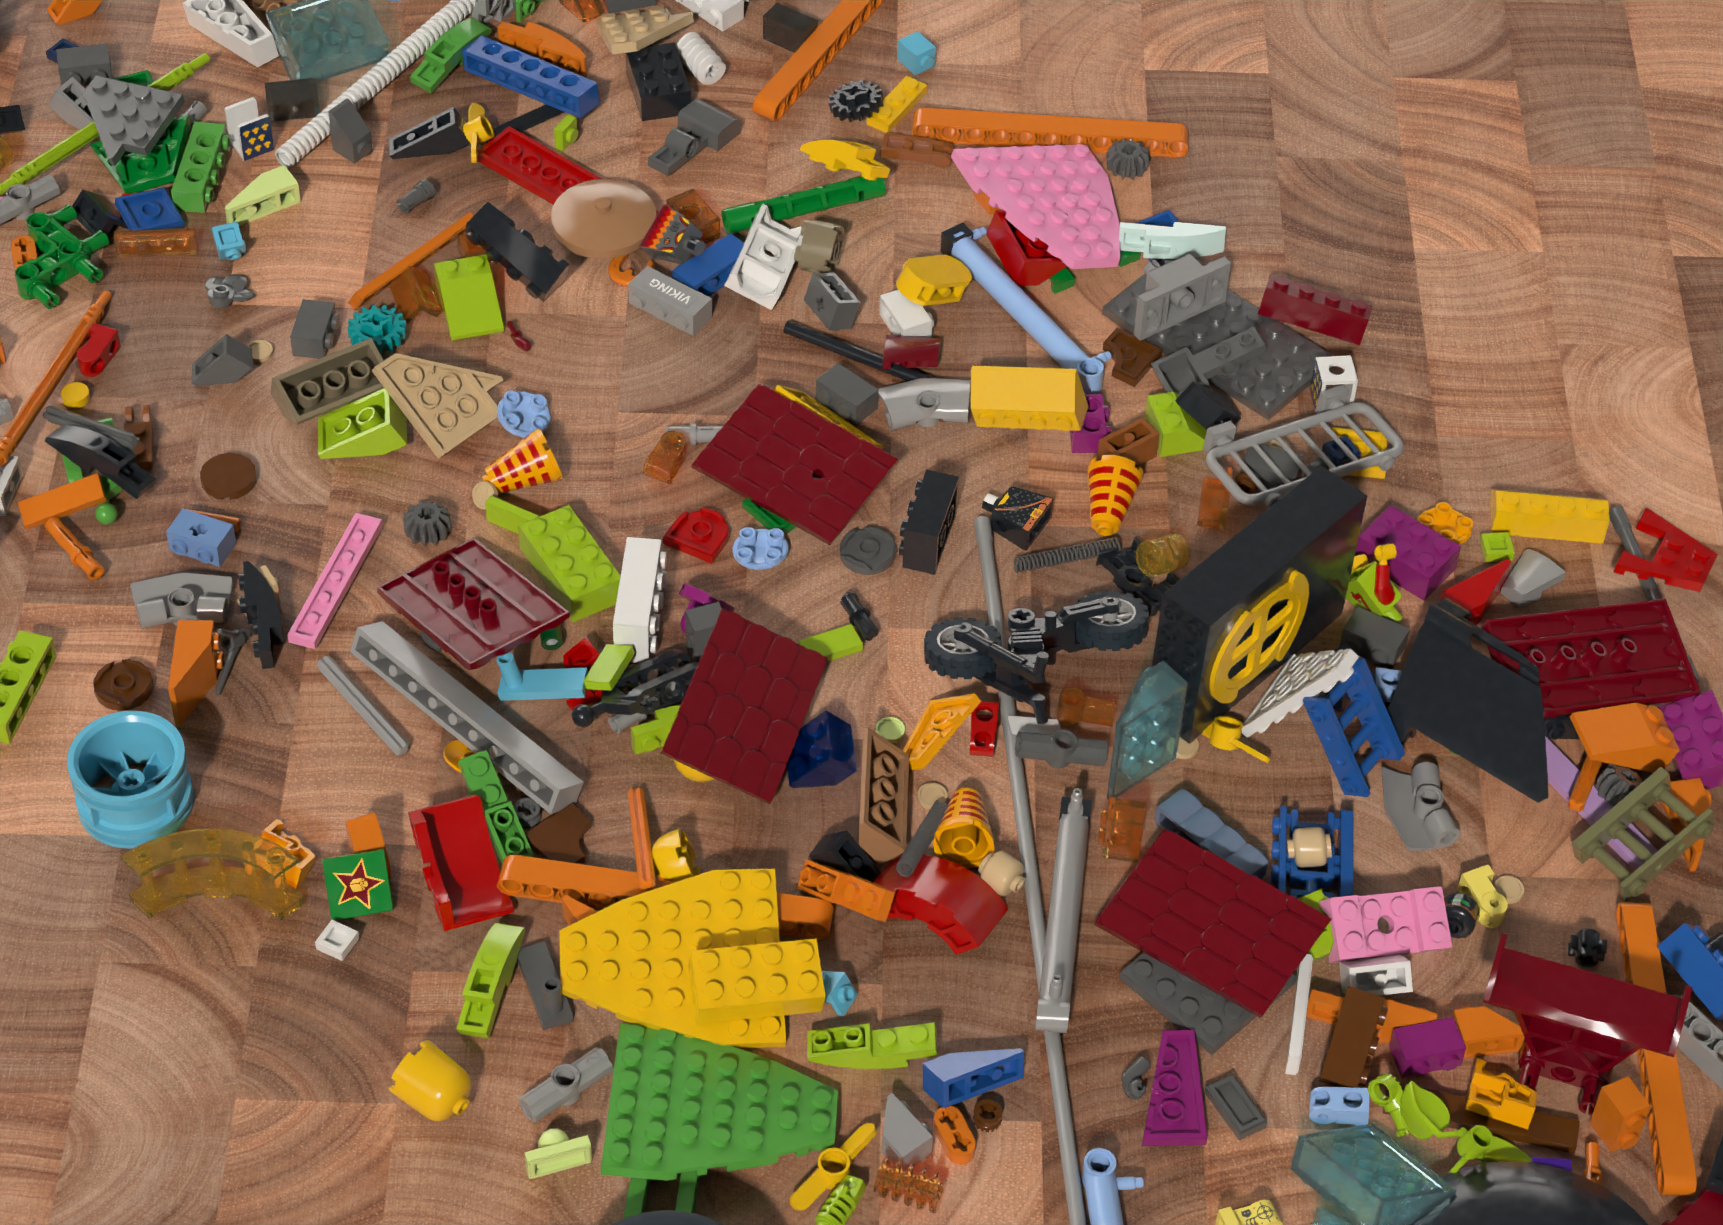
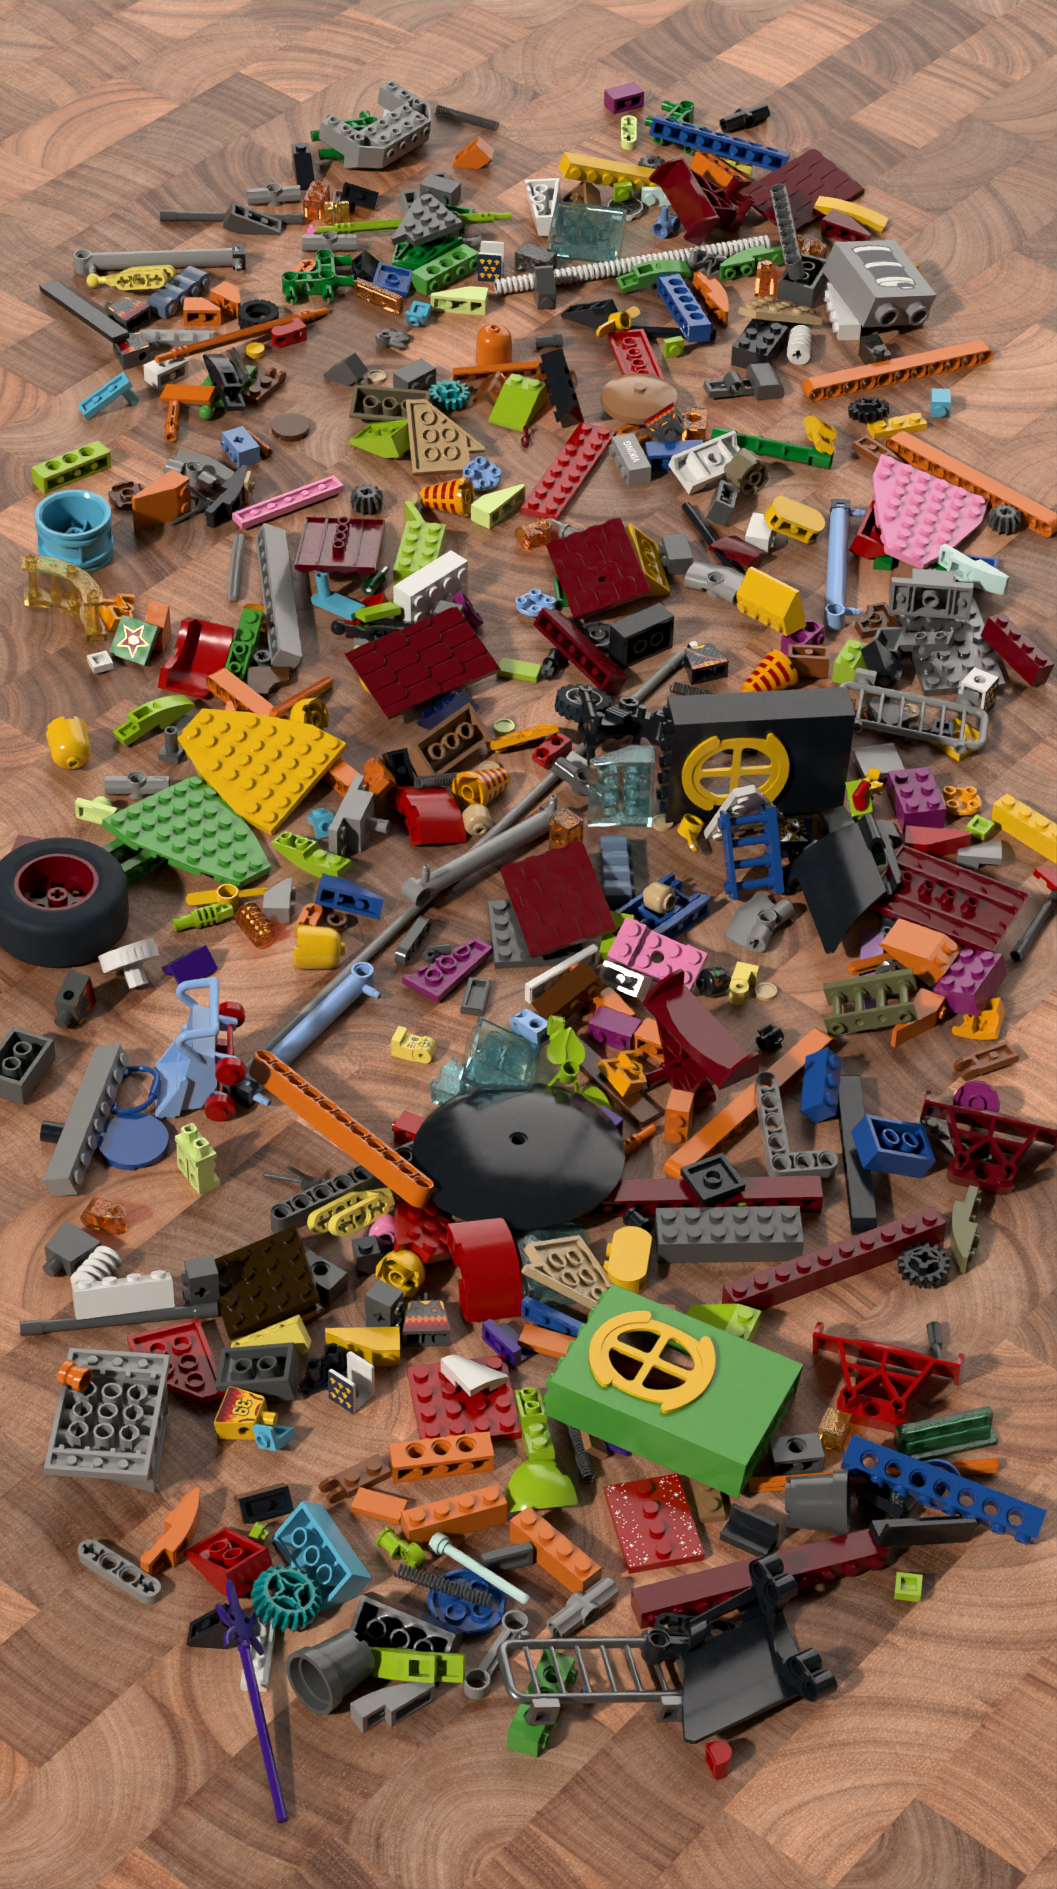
camera: 40 degrees right, 5 degrees down
(27, 333) = (256, 308): none -> black tyre
(371, 240) = (494, 345): none -> orange cylinder
(583, 447) = (495, 506): none -> yellowish green slope
(613, 356) = (568, 472): none -> red plate
(699, 534) = (511, 581): red tile -> none
(756, 981) = (275, 786): yellow brick -> none
(878, 962) = (355, 820): none -> light grey brick
(880, 580) = (580, 651): none -> dark red brick
(1014, 1169) = (317, 947): none -> yellow cylinder
(1099, 1081) = (413, 940): none -> dark grey beam

